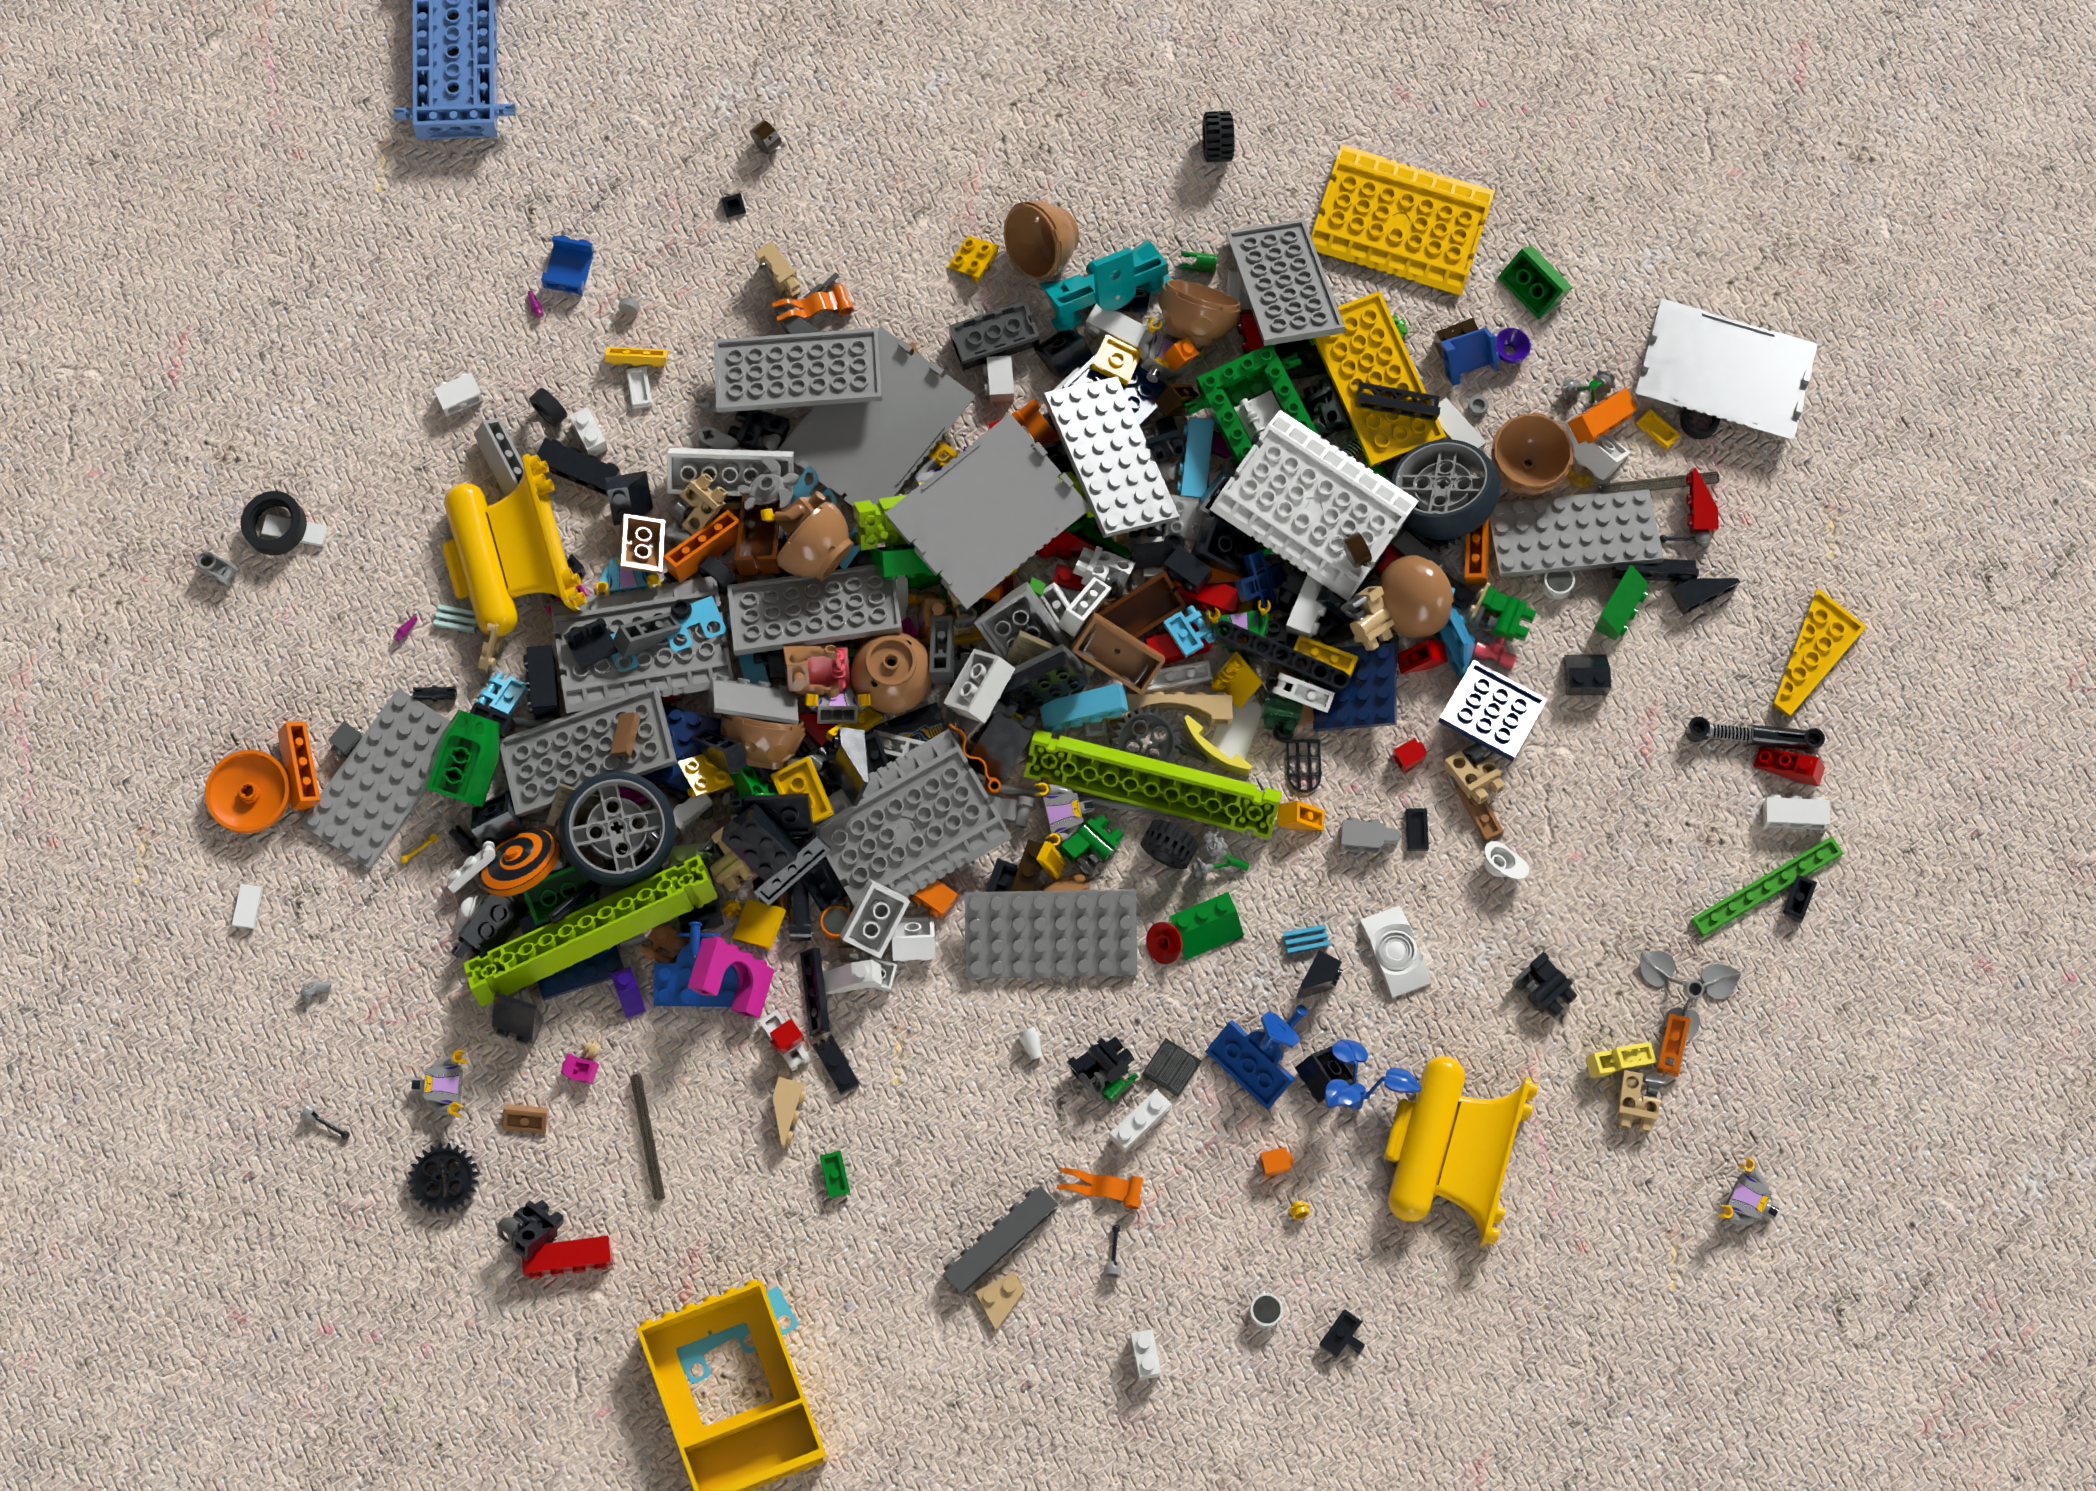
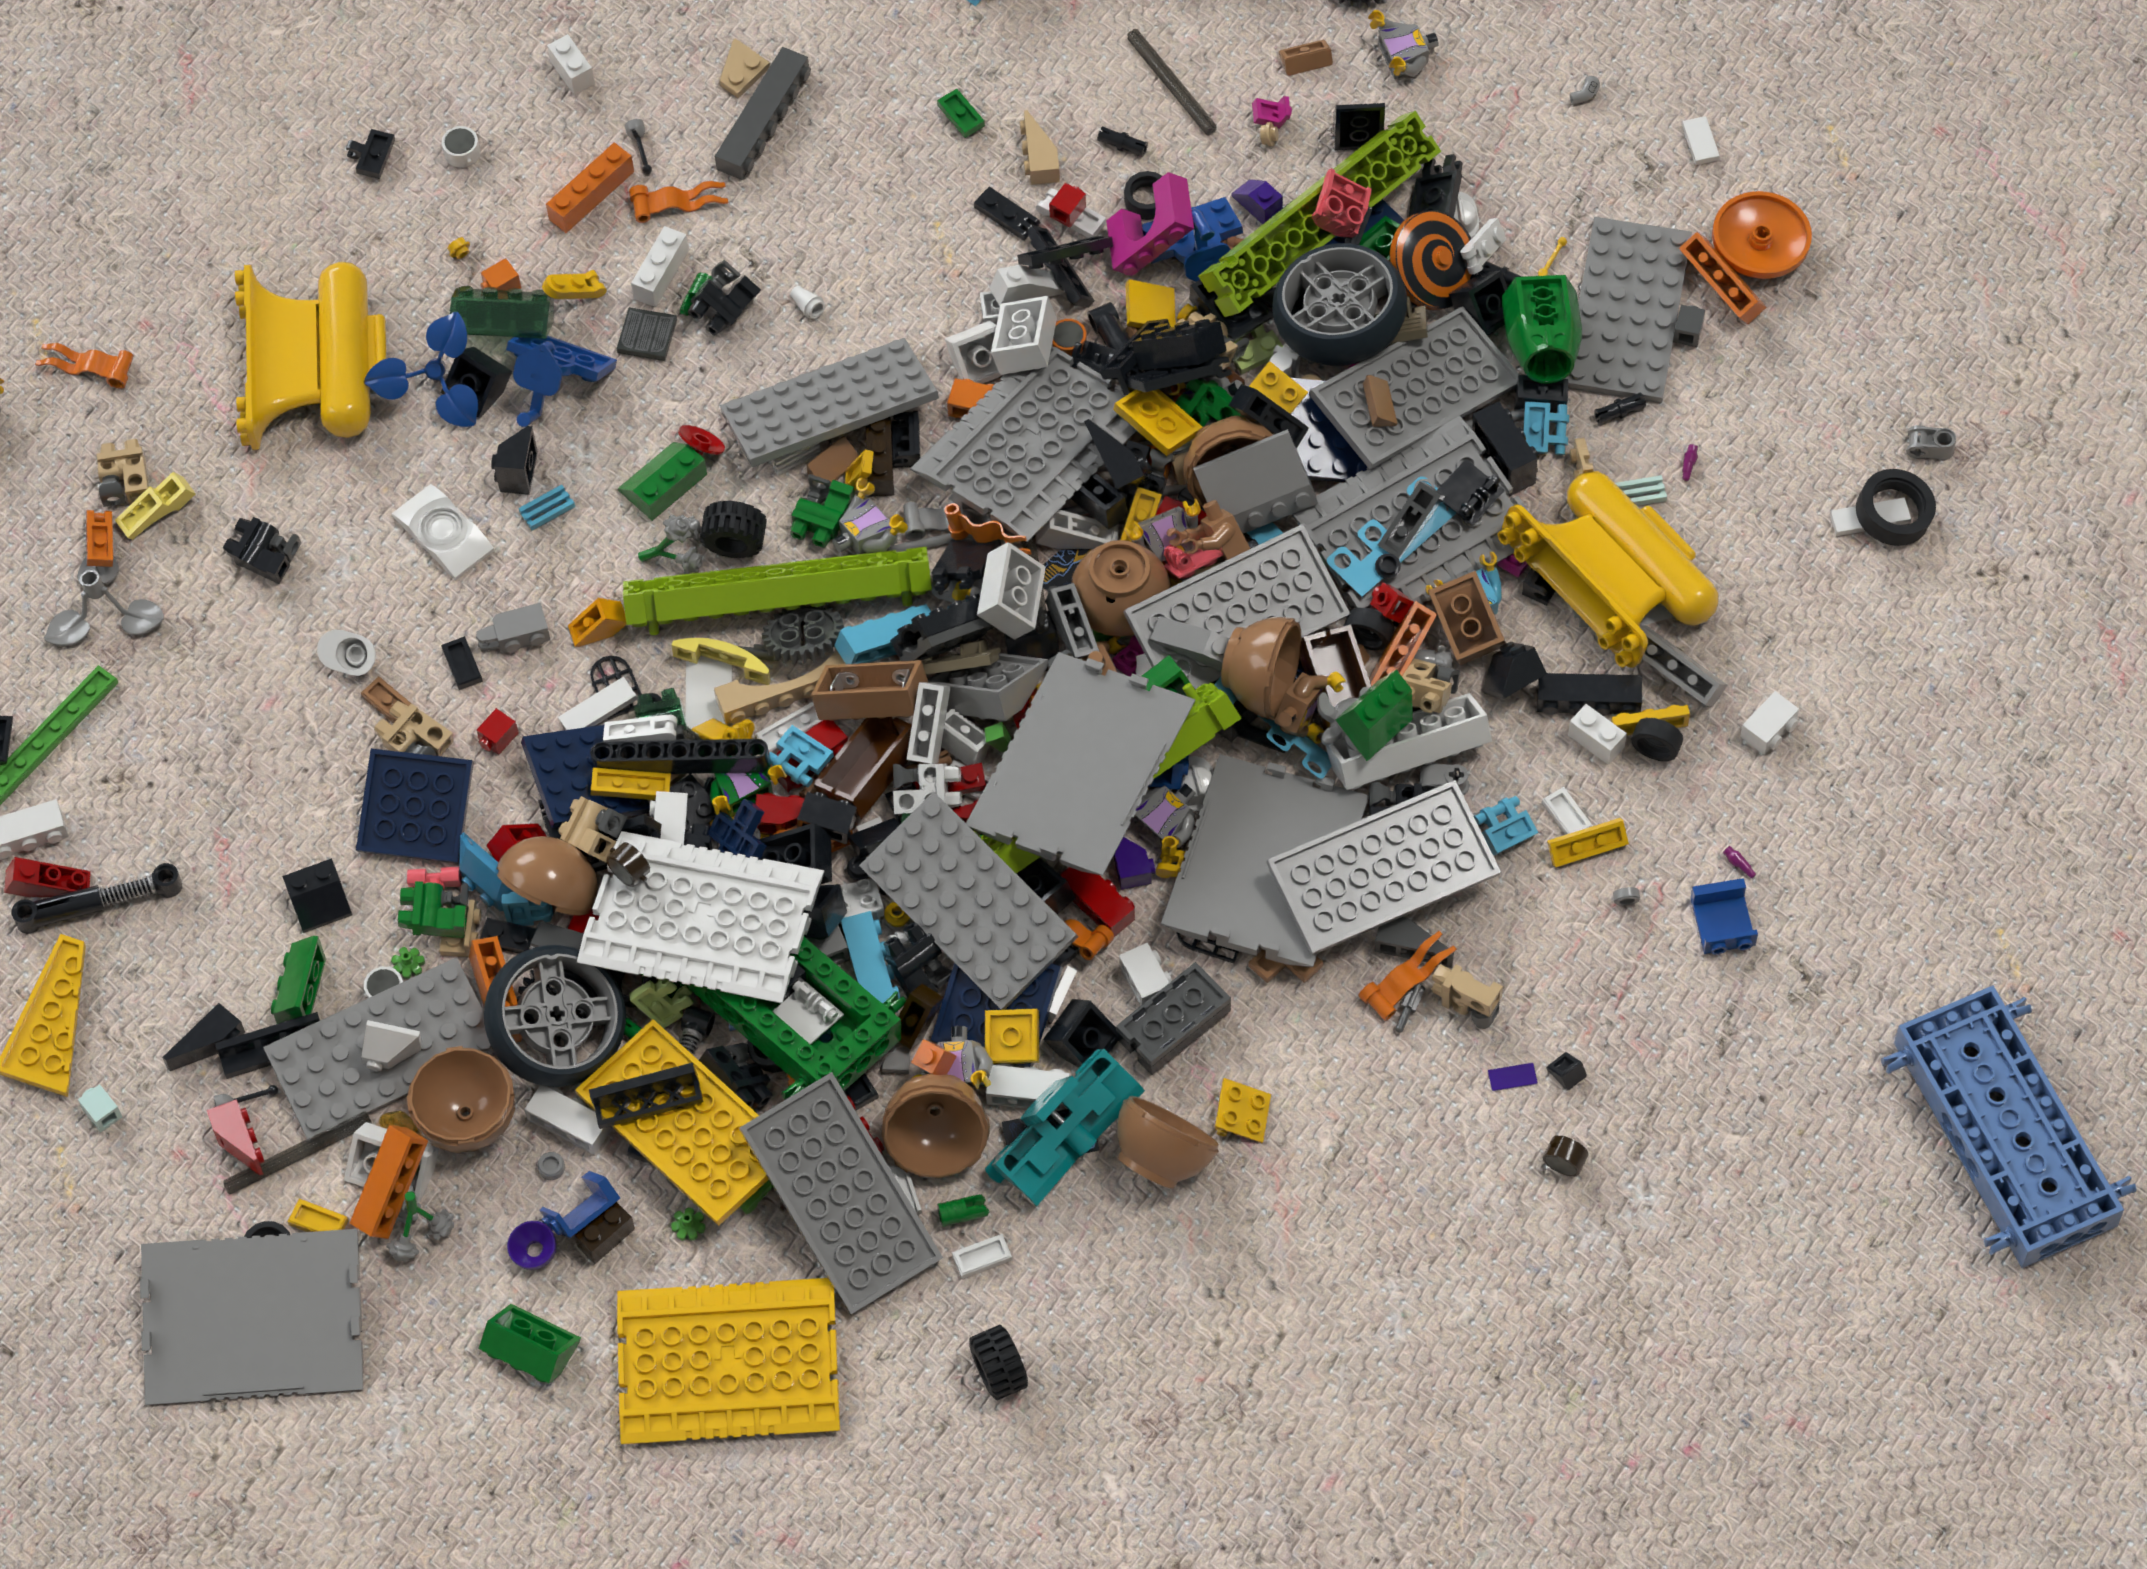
camera: 165 degrees right, 10 degrees down
(544, 430) = (1673, 714): none -> yellow plate
(572, 916) = (1341, 205): none -> coral slope
(690, 383) = (1509, 832): none -> medium azure plate
(693, 578) = (1385, 600): none -> red brick
(713, 1094) = (1122, 141): none -> black pin
(715, 1048) = (1139, 180): none -> black tyre
(751, 476) = (1378, 714): none -> green slope
(772, 216) = (1512, 1076): none -> dark purple sticker
(808, 990) = (1073, 250): none -> black plate
(859, 586) = (1191, 641): none -> light grey slope
(1171, 1222) = (590, 187): none -> orange brick
(1197, 228) = (982, 1256): none -> white tile
(1219, 1126) = (574, 286): none -> yellow plate
(1287, 1120) = (504, 312): none -> clear green slope
(1324, 746) = (599, 706): none -> white tile
(1534, 598) = (408, 962): none -> bright green plant
(1570, 516) = (388, 1045): none -> white slope
(1638, 1219) = (95, 361): none -> orange flag
(1795, 568) = (99, 1107): none -> light aqua brick

